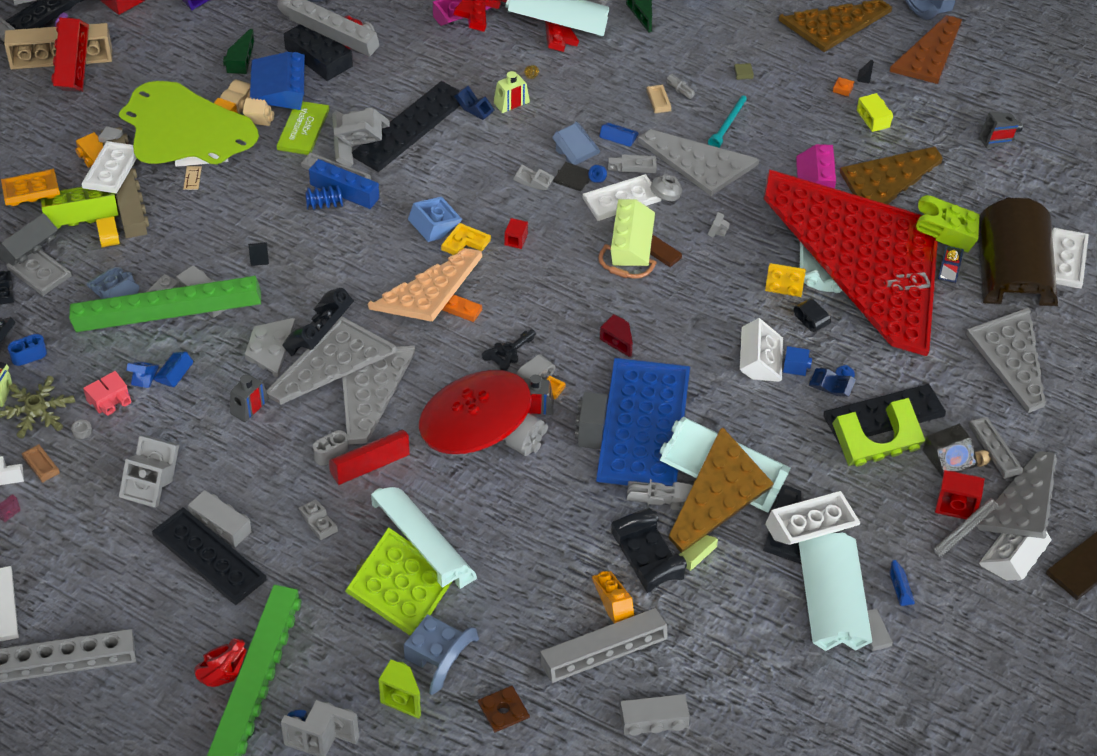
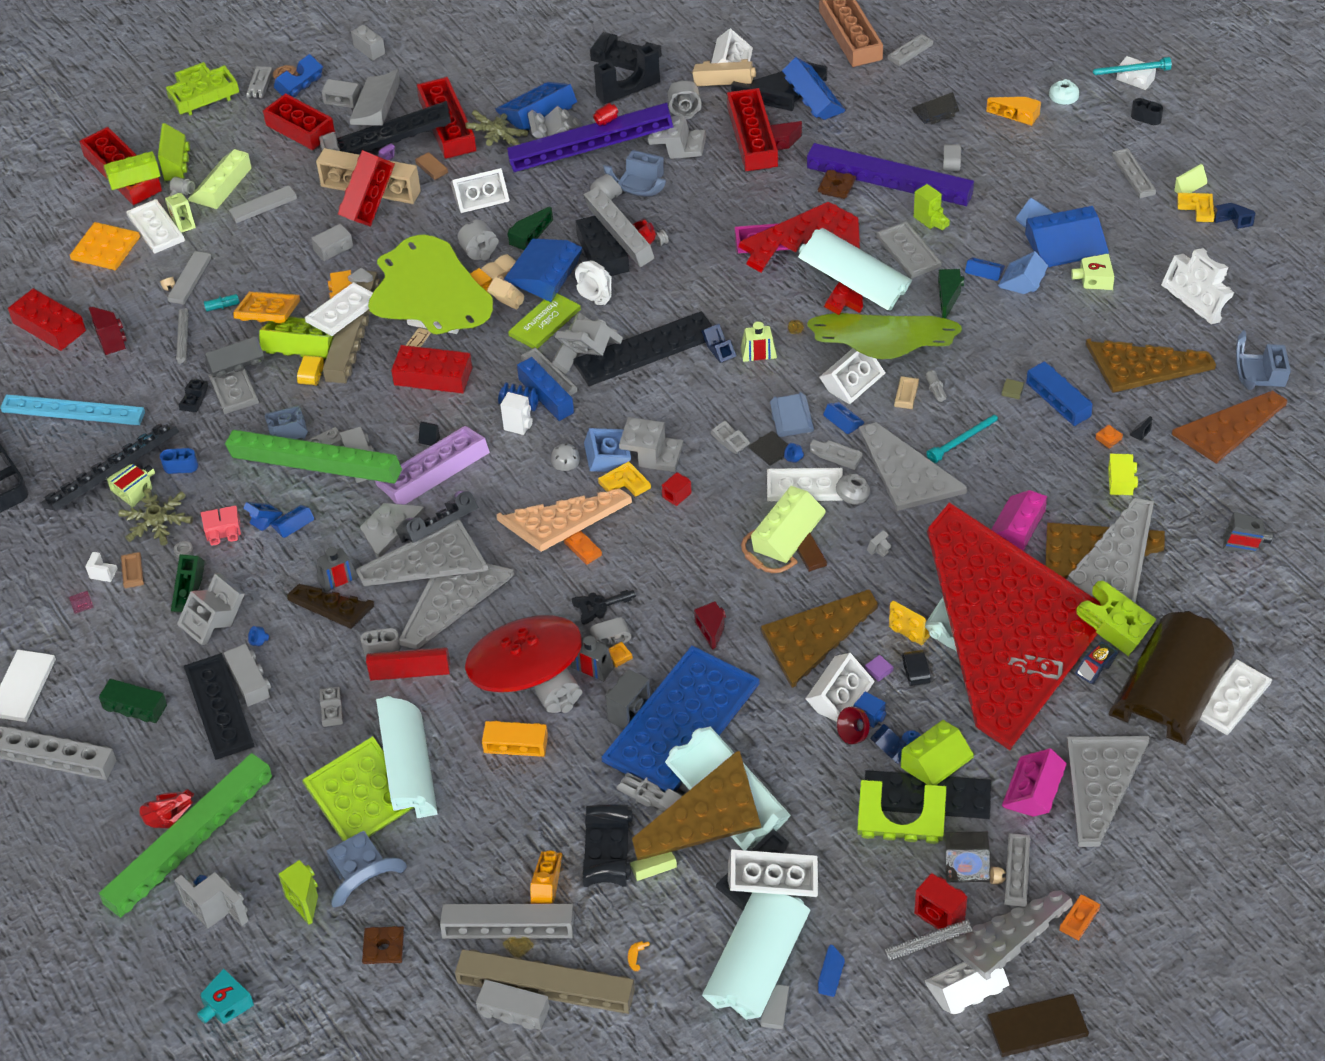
camera: 30 degrees right, 0 degrees up
(56, 114) = (332, 242): none -> light grey brick
(107, 456) = (188, 579): none -> dark green slope
(115, 25) = (431, 166): none -> medium nougat tile
(120, 580) = (132, 701): none -> dark green brick
(172, 33) = (480, 190): none -> white slope
(201, 74) = (477, 240): none -> light grey brick
(207, 480) = (257, 636): none -> blue tile
(226, 197) = (432, 369): none -> red brick
(275, 431) = (330, 605): none -> dark brown wing
(282, 278) = (436, 465): none -> lavender arch
(332, 81) = (593, 282): none -> white helmet
(334, 211) = (516, 413): none -> white brick
(399, 233) = (565, 453): none -> light grey helmet
(467, 198) = (649, 441): none -> light grey bracket
(509, 488) = (515, 738): none -> light orange brick
(606, 95) = (852, 375): none -> white slope
(618, 55) = (884, 335): none -> lime piece
(623, 664) = (518, 946): none -> clear yellow tile
(688, 679) = (554, 981): none -> dark tan brick
(707, 317) = (806, 637): none -> pearl gold wing
(728, 634) = (633, 954): none -> light orange piece
(781, 325) = (879, 668): none -> medium lavender tile
(784, 63) = (1059, 393): none -> blue brick
(787, 383) = (848, 728): none -> dark red piece
(876, 377) = (936, 754): none -> lime slope
(915, 171) = (1118, 554): none -> light grey wing
(965, 374) = (1035, 783): none -> dark pink slope
(1067, 467) = (1079, 917): none -> orange plate

